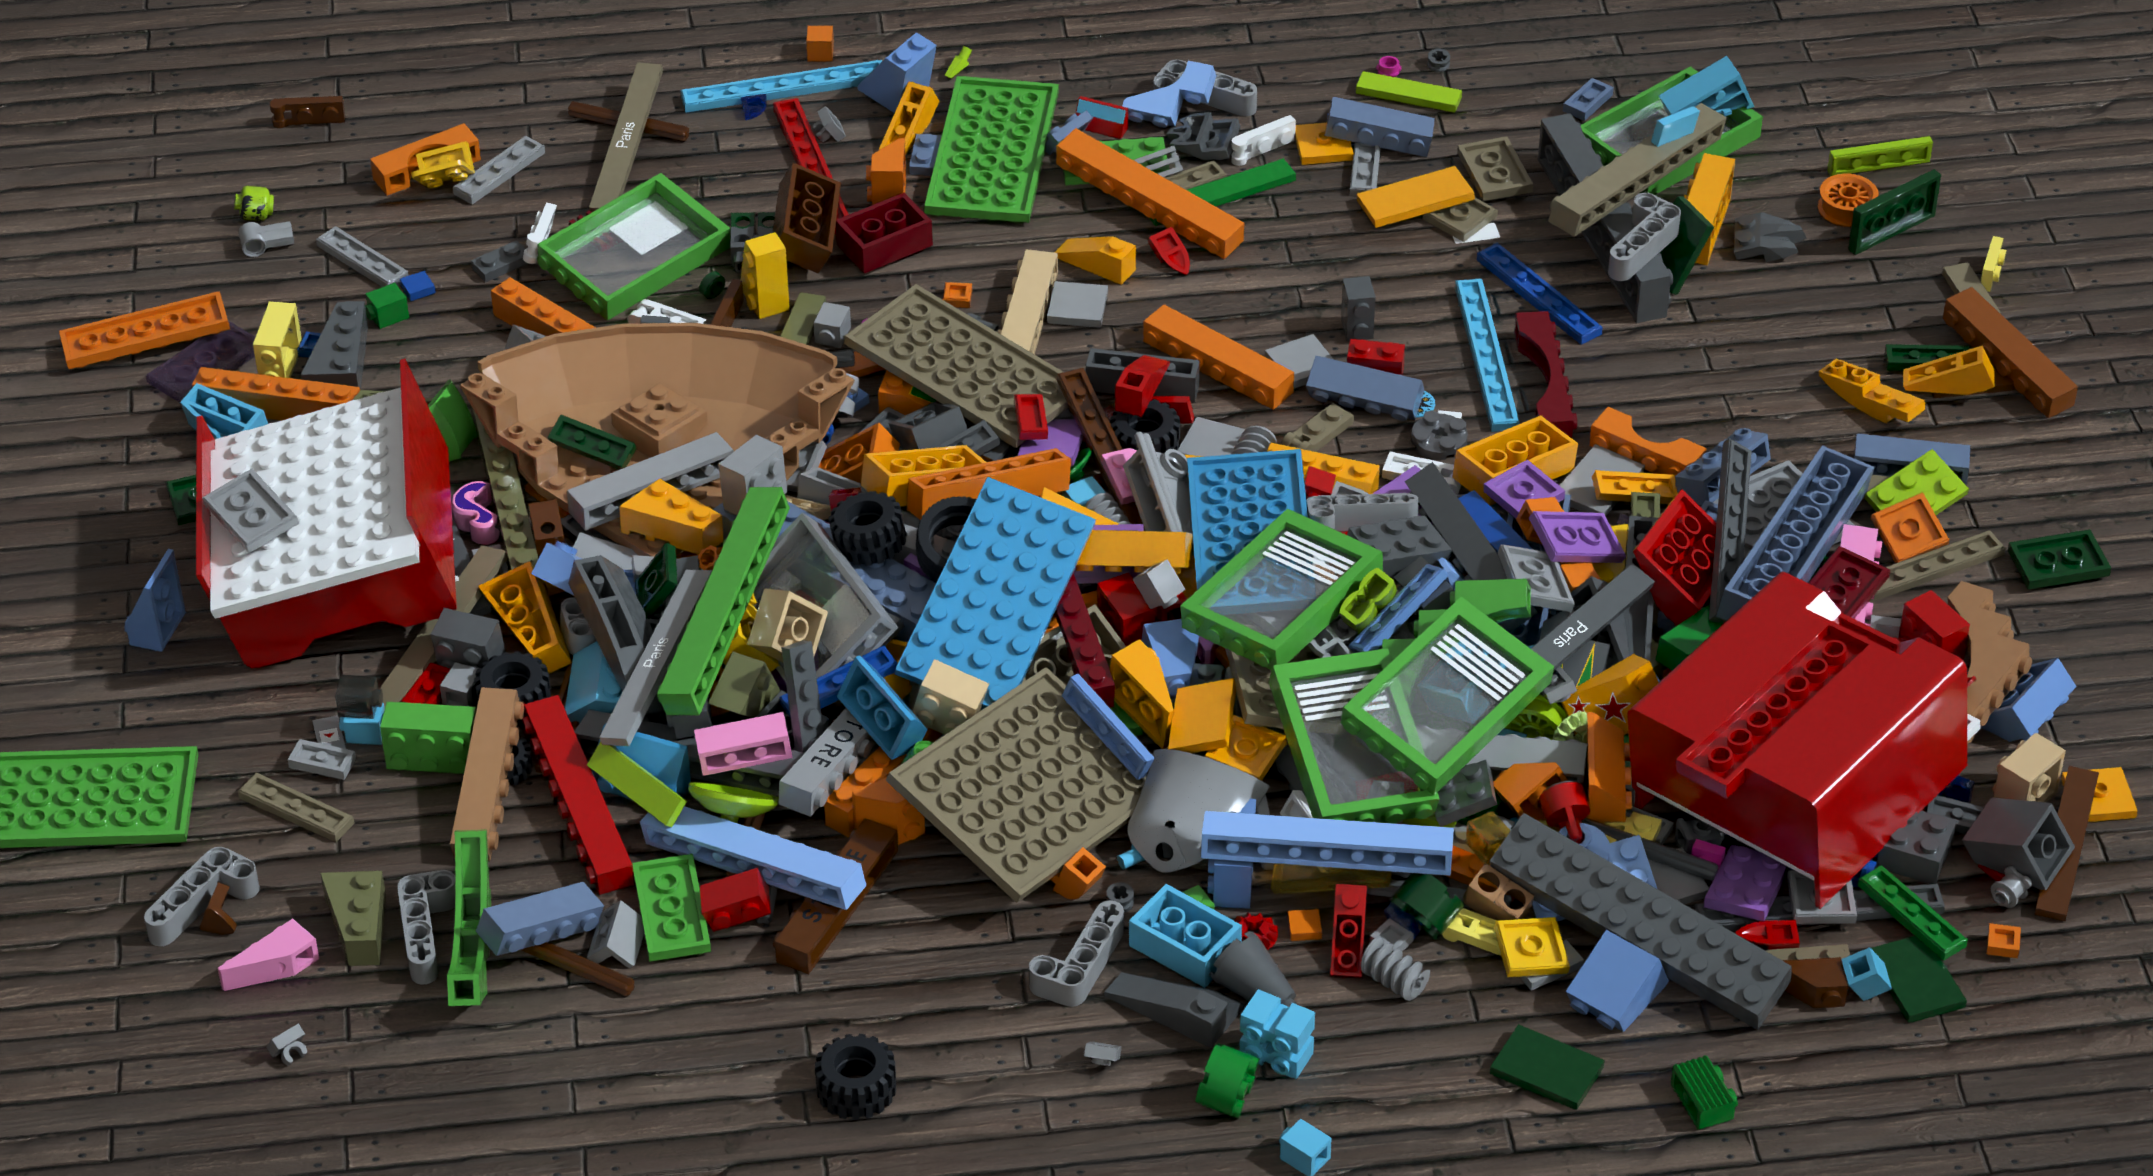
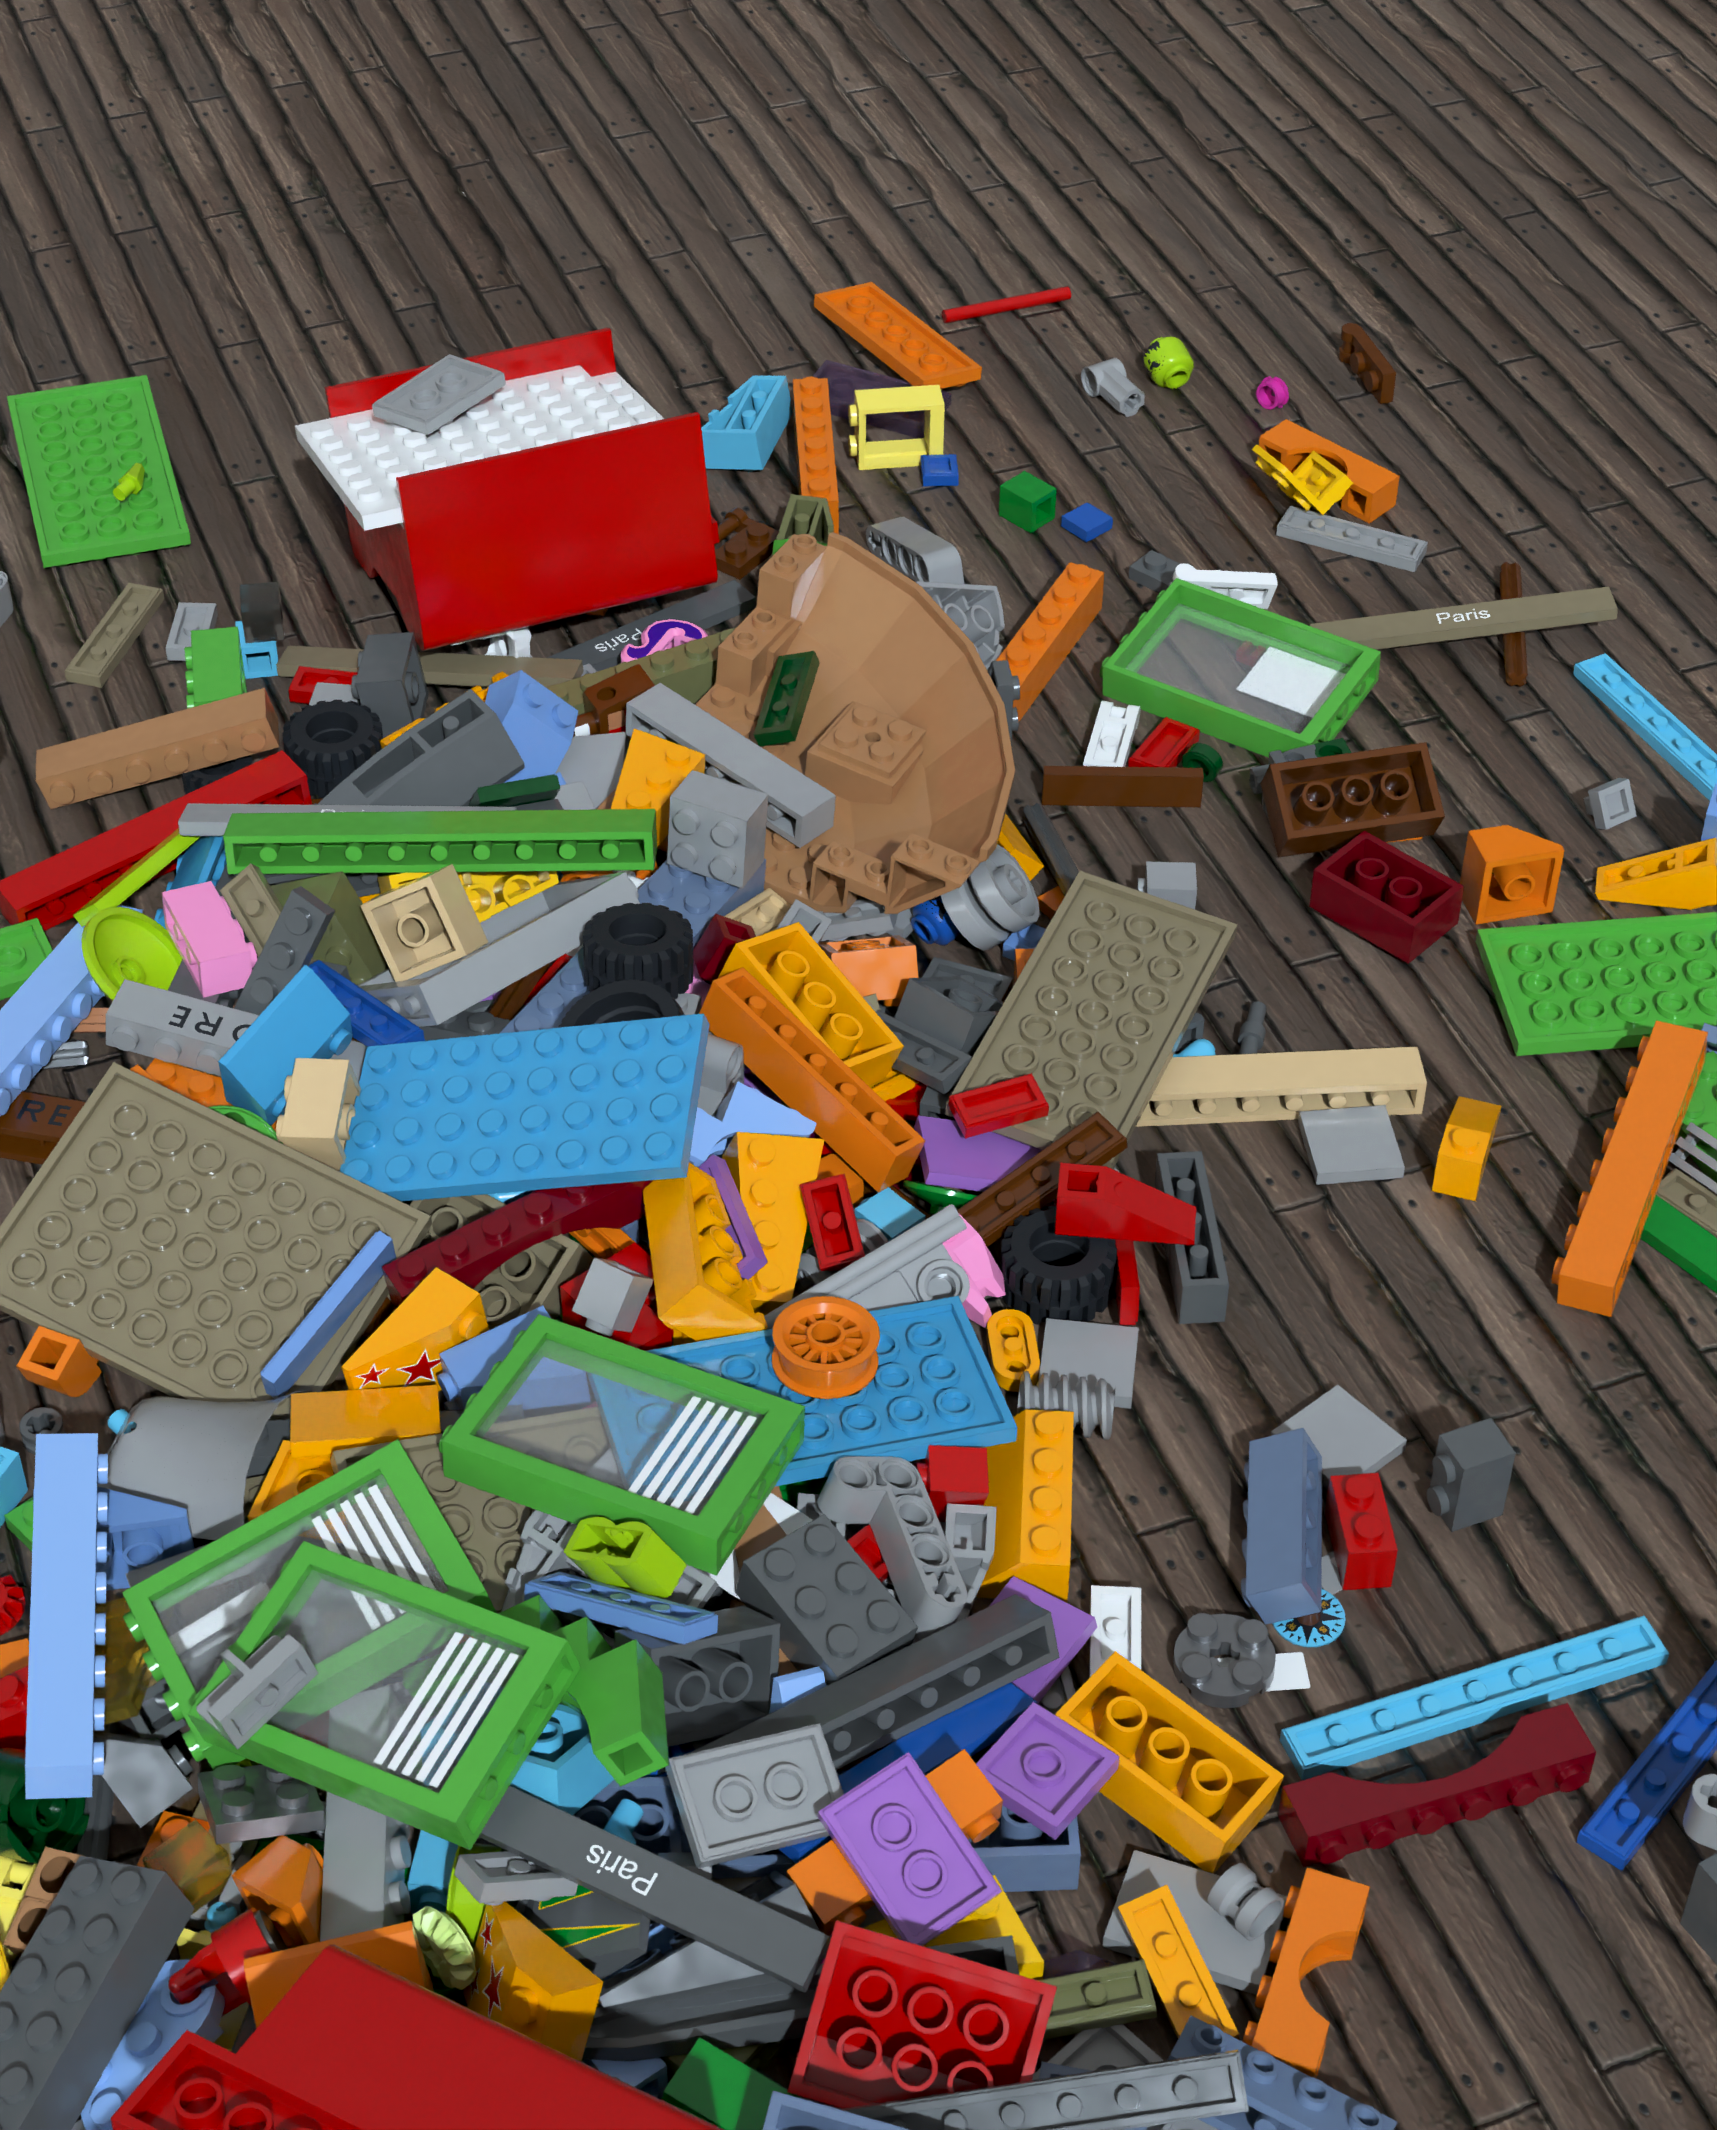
camera: 75 degrees right, 0 degrees up
(117, 768) = (130, 482): none -> lime bar
(119, 272) = (1006, 304): none -> red bar
(318, 168) = (1272, 393): none -> dark pink plate
(341, 347) = (919, 483): dark grey wedge -> none
(361, 257) = (1120, 468): light grey tile -> none
(436, 362) = (915, 551): none -> light grey beam
(682, 299) = (1165, 745): none -> red tile
(747, 704) = (253, 905): none -> dark tan tile
(753, 105) = (1619, 729): clear blue tile -> none
(765, 275) = (1210, 789): yellow wedge -> none
(802, 141) = (1531, 804): red tile -> none
(802, 317) = (1128, 864): olive tile -> none
(924, 154) = (1609, 908): sand blue plate -> none
(958, 294) = (1310, 1011): orange tile -> none
(1105, 500) = (832, 1222): none -> red slope
(1170, 250) = (1526, 1223): red plate -> none
(1219, 356) = (1287, 1328): orange brick -> none
(1225, 506) = (825, 1347): none -> orange wheel
(1320, 429) = (1172, 1491): dark tan plate -> none
(1440, 737) = (256, 1688): none -> light grey panel
(1605, 451) = (1245, 1901): none -> light grey wheel

